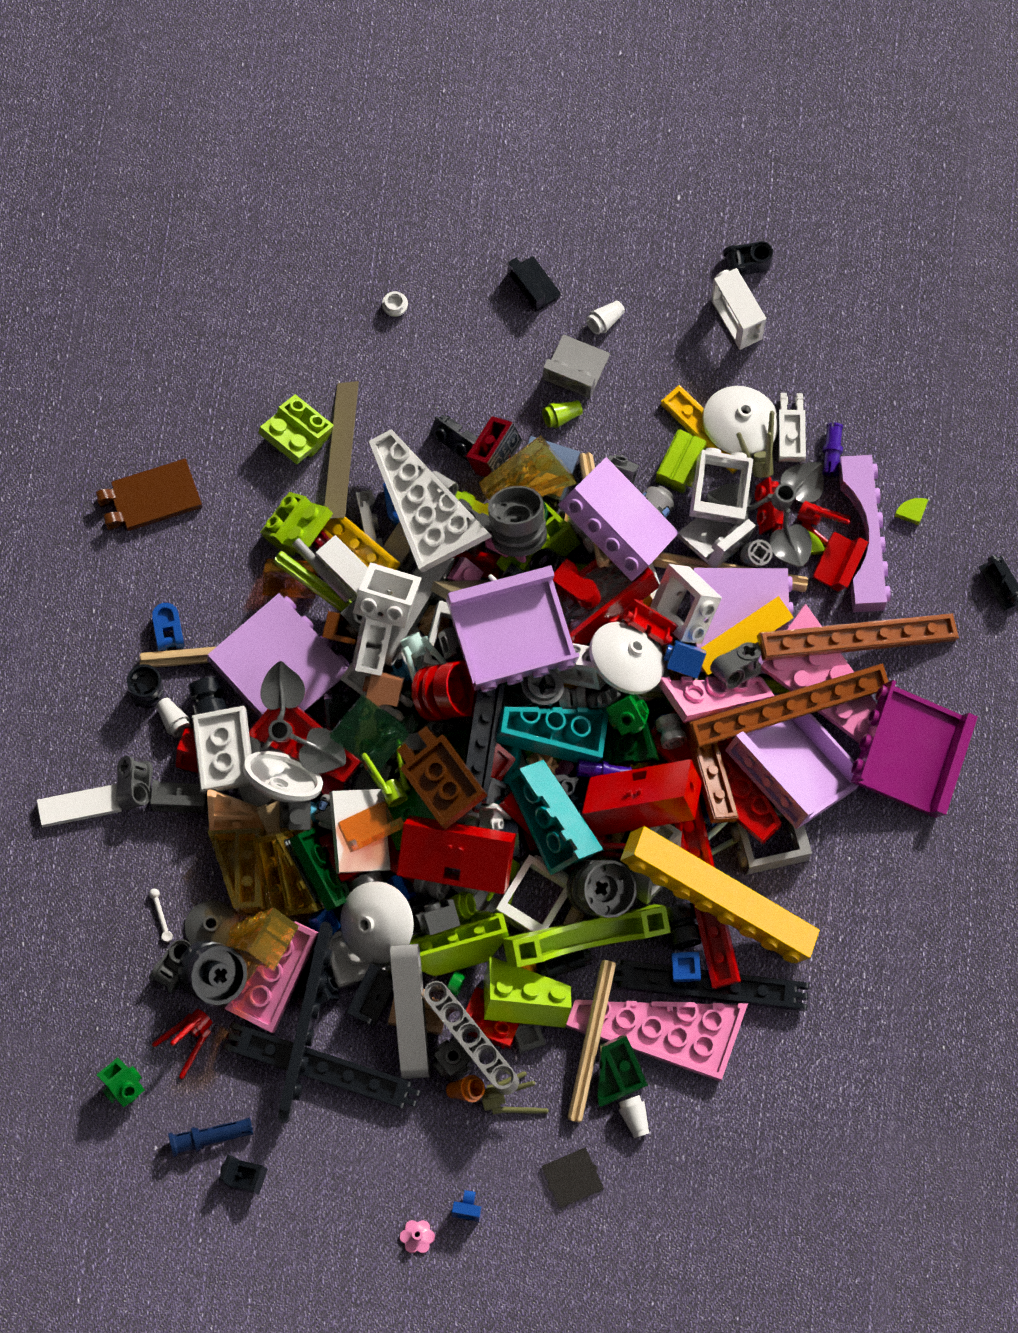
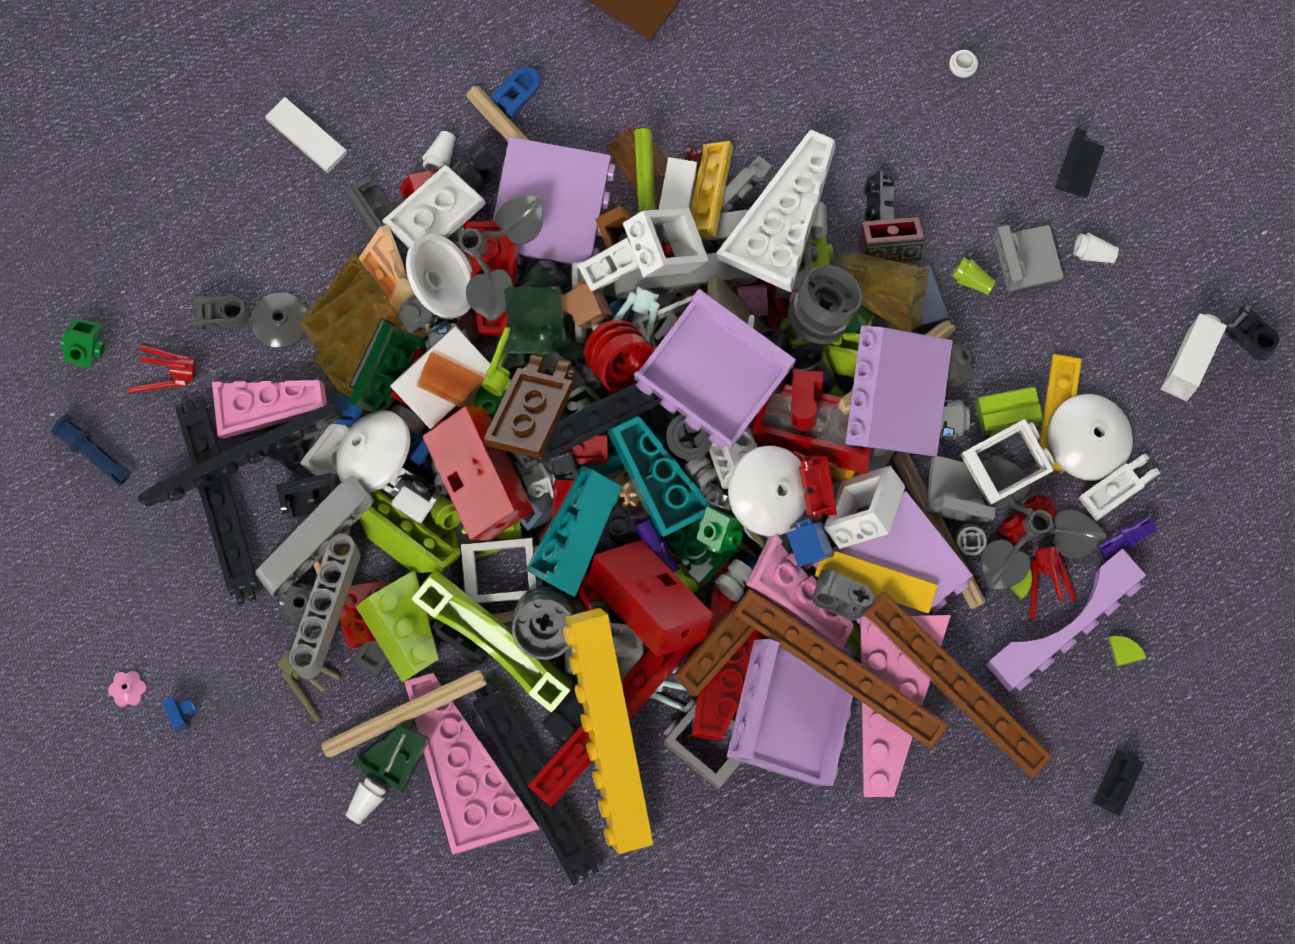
camera: 55 degrees right, 5 degrees up
(134, 783) = (359, 163): dark grey piece -> none
(145, 680) = (448, 109): black wheel -> none
(166, 935) = (244, 289): white hinge -> none
(212, 972) = (229, 347): black wheel -> none
(242, 1175) = (74, 501): black bracket -> none
(262, 937) = (279, 365): clear yellow wedge -> none
(293, 520) = (691, 125): lime brick -> none
(296, 429) = (777, 65): lime brick -> none
(322, 570) = (660, 170): light grey bar -> none
(341, 448) = (789, 115): dark tan sticker -> none
(456, 983) = (372, 560): green tile -> none
(467, 1089) = (281, 636): orange cone -> none
(572, 1177) = (273, 785): clear smoke piece -> none
(686, 966) = (527, 748): blue tile -> none
(762, 460) = (1064, 482): olive plant -> none
(839, 561) = (1022, 618): red panel -> none
(913, 750) = (888, 810): magenta panel -> none

